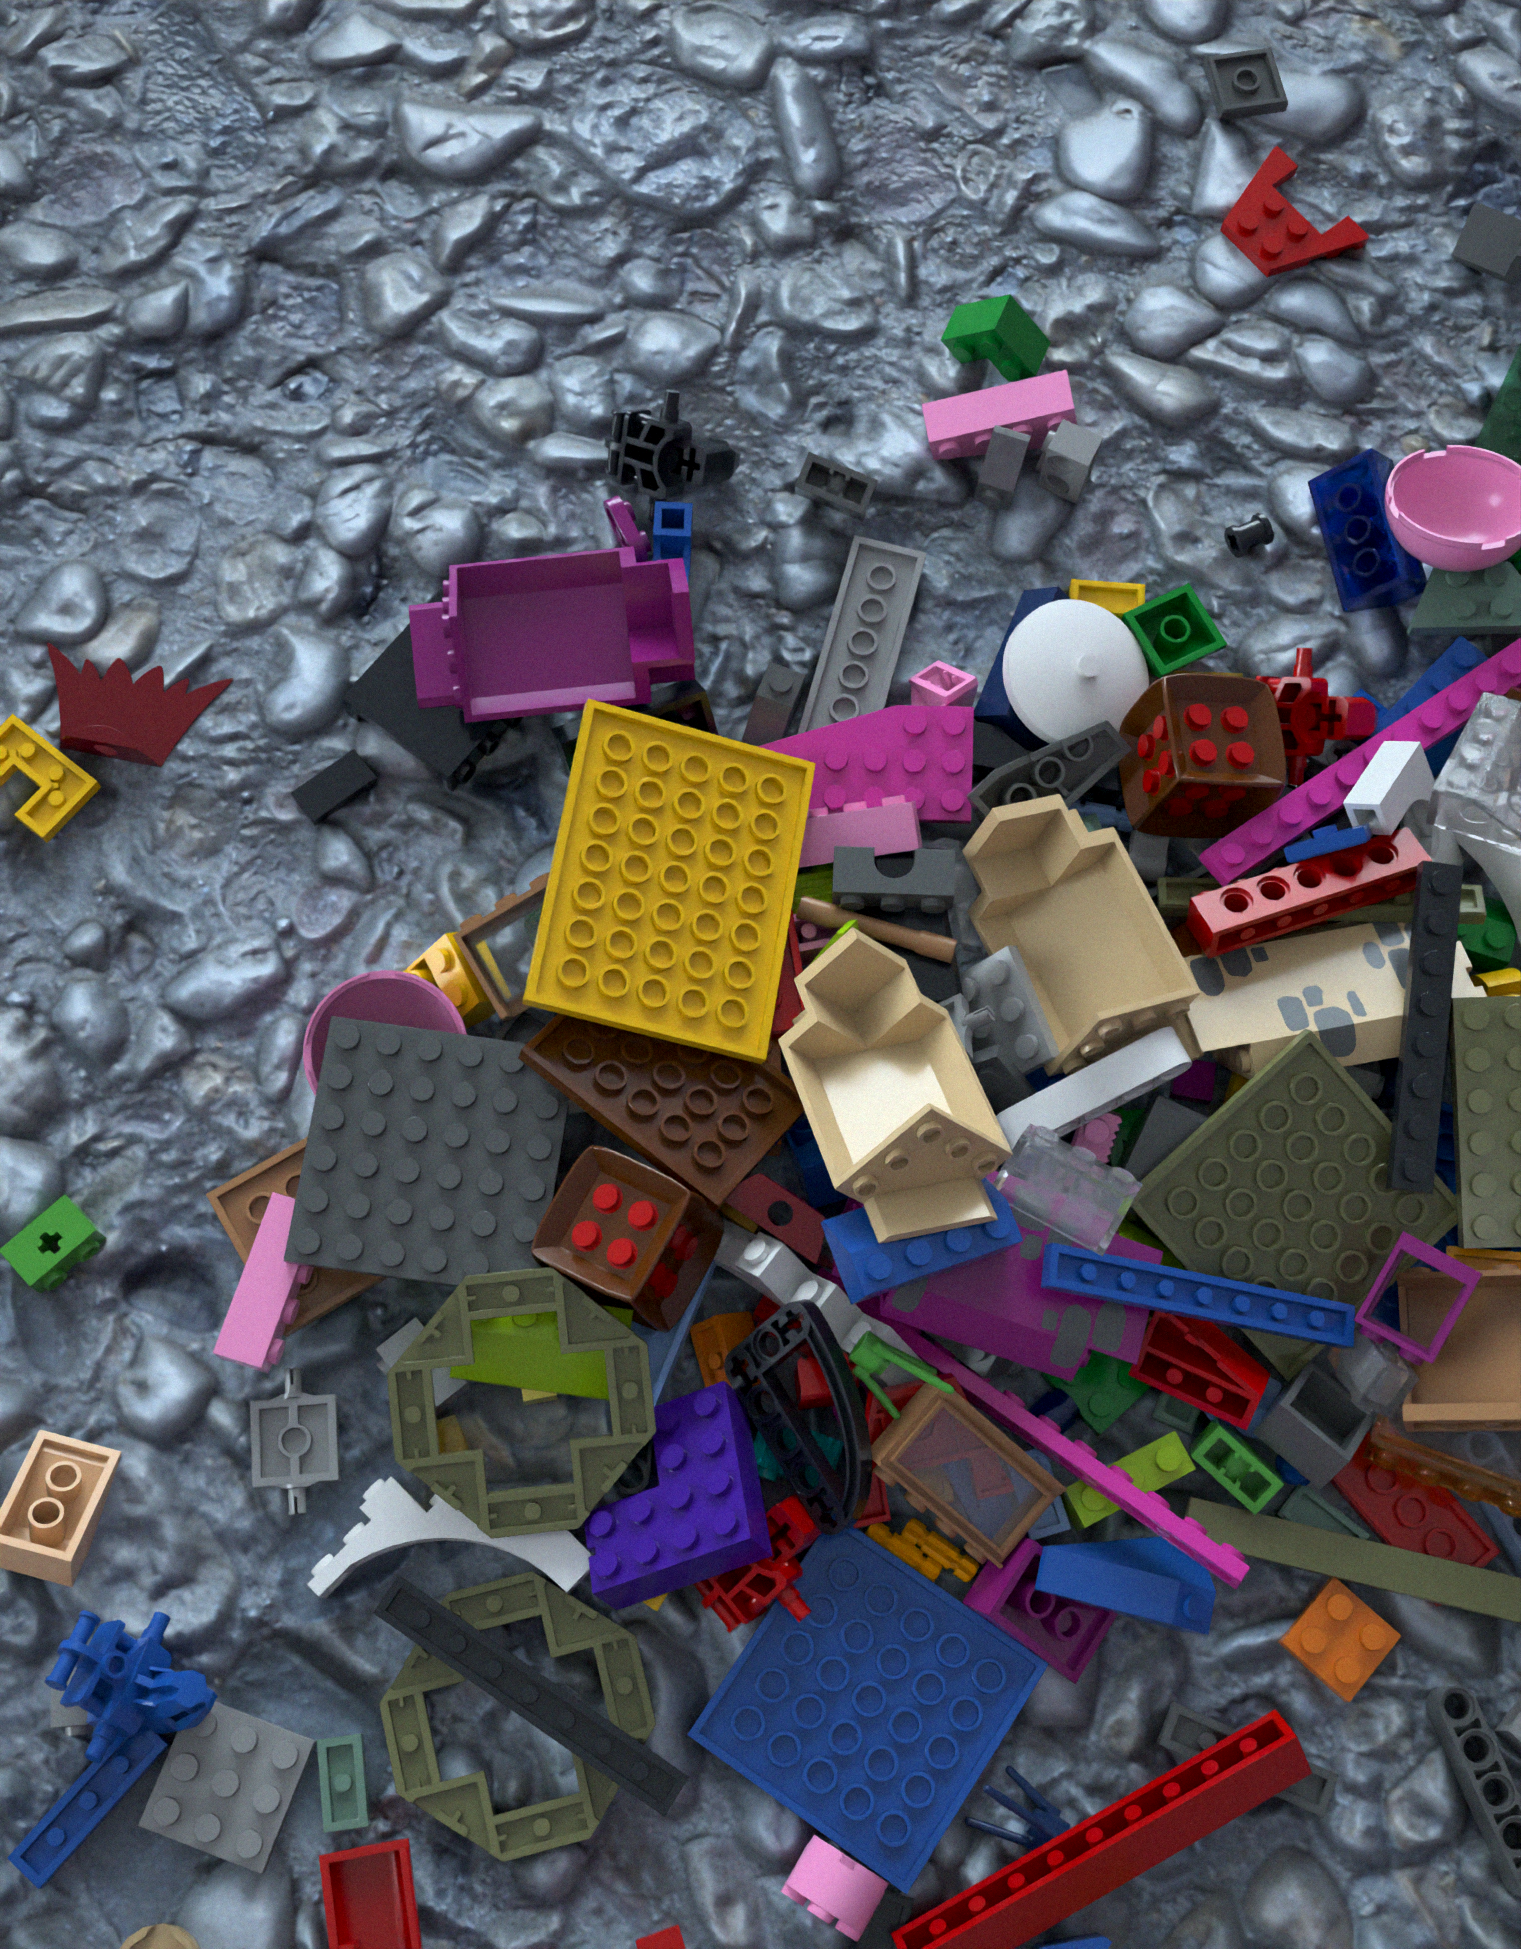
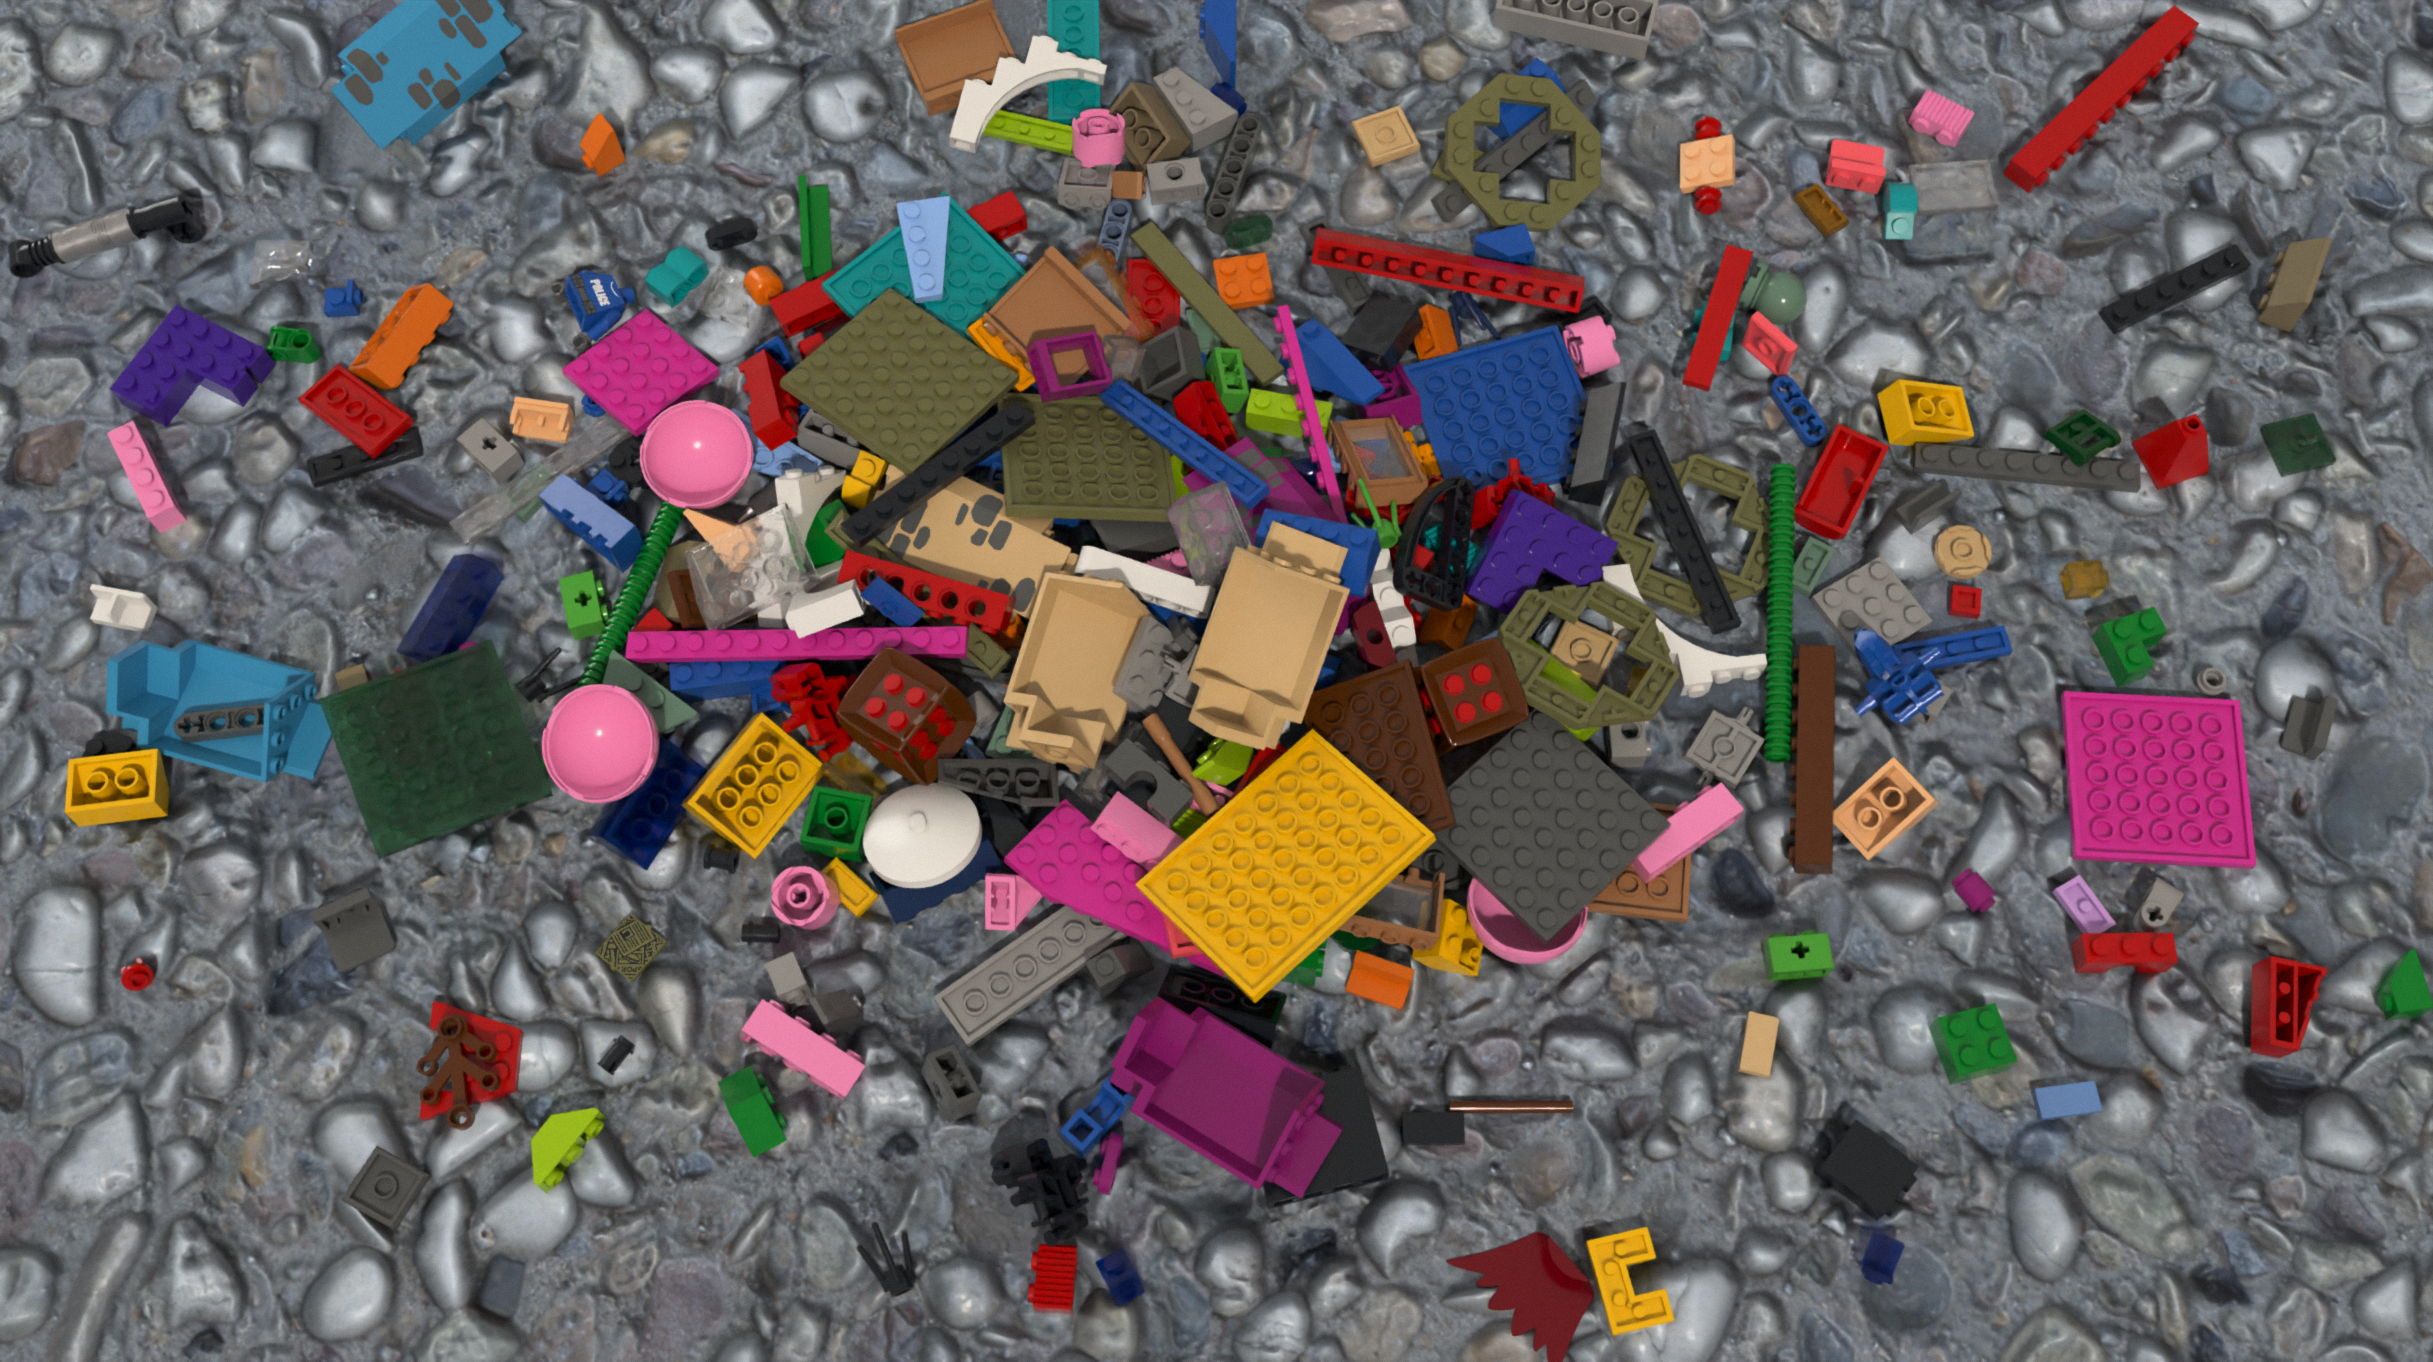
camera: 135 degrees left, 5 degrees down
(41, 1118) = (1758, 1044): none -> tan tile
(112, 1894) = (1965, 601): none -> red tile
(177, 1510) = (1814, 760): none -> reddish brown brick
(268, 865) = (1511, 1106): none -> reddish brown bar
(341, 1682) = (1780, 613): none -> green piece
(482, 891) = (1379, 980): none -> orange panel
(536, 445) = (1120, 1277): none -> clear blue bracket
(539, 1439) = (1585, 651): none -> tan tile
(589, 399) = (1054, 1278): none -> red brick
(721, 1727) = (1596, 444): none -> black slope
(737, 308) = (897, 1278): none -> black plant
(1048, 1752) = (1436, 335): none -> orange panel
(1109, 1686) = (1382, 332): none -> black brick
(1132, 546) = (791, 905): none -> bright pink brick
(1135, 205) = (562, 1143): none -> lime slope
(1149, 494) = (760, 933): none -> black pin
(1166, 317) = (616, 1054): none -> black pin
(1248, 408) = (631, 948): none -> olive piece
(1287, 603) = (754, 785): none -> yellow slope
(1321, 214) = (455, 1068): none -> reddish brown plant
(1405, 1724) = (1248, 232): none -> clear green beam

